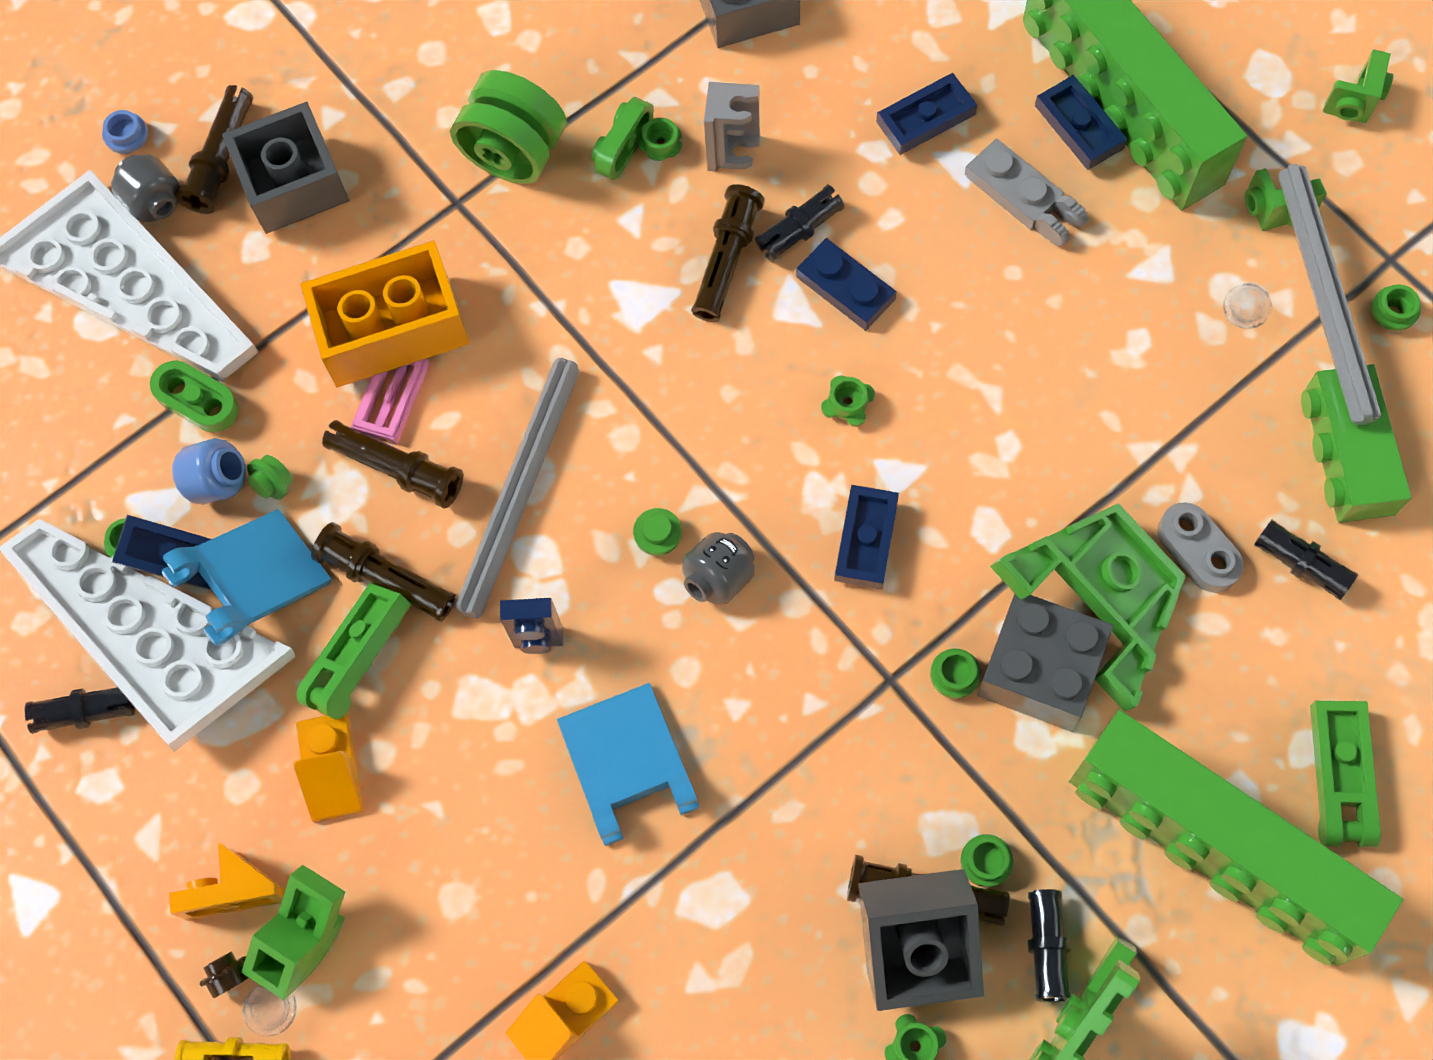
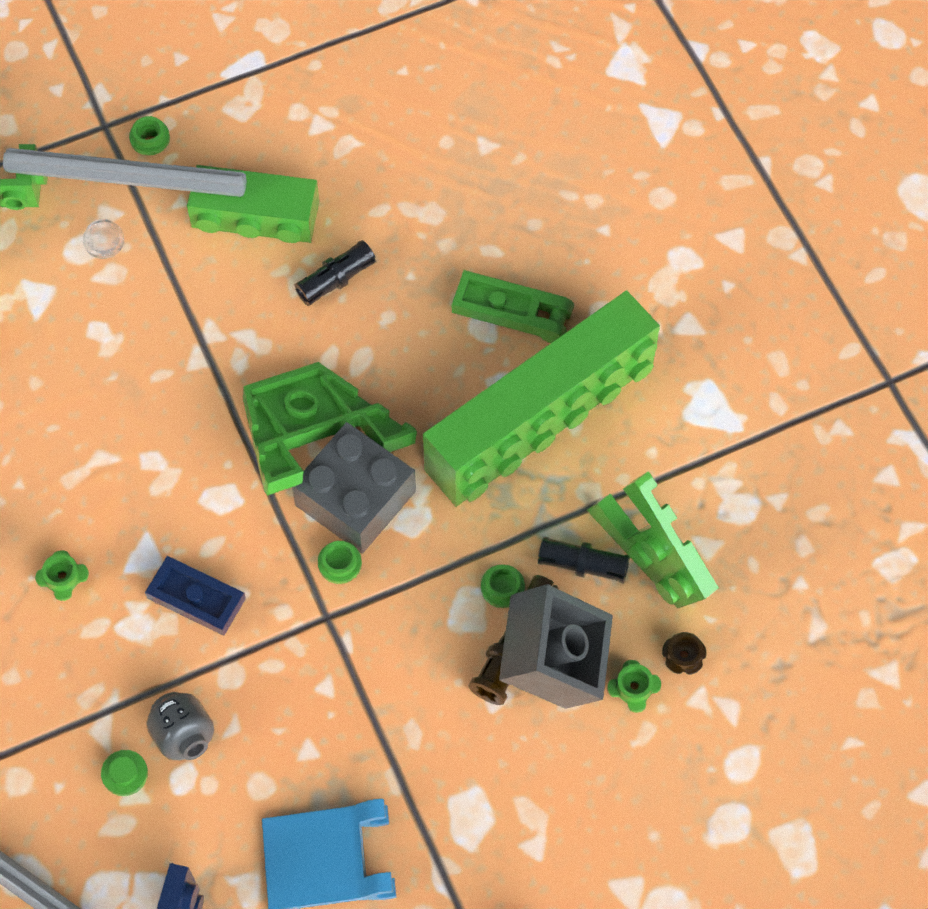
camera: 80 degrees left, 5 degrees down
(1197, 547) = (297, 345): light grey plate -> none

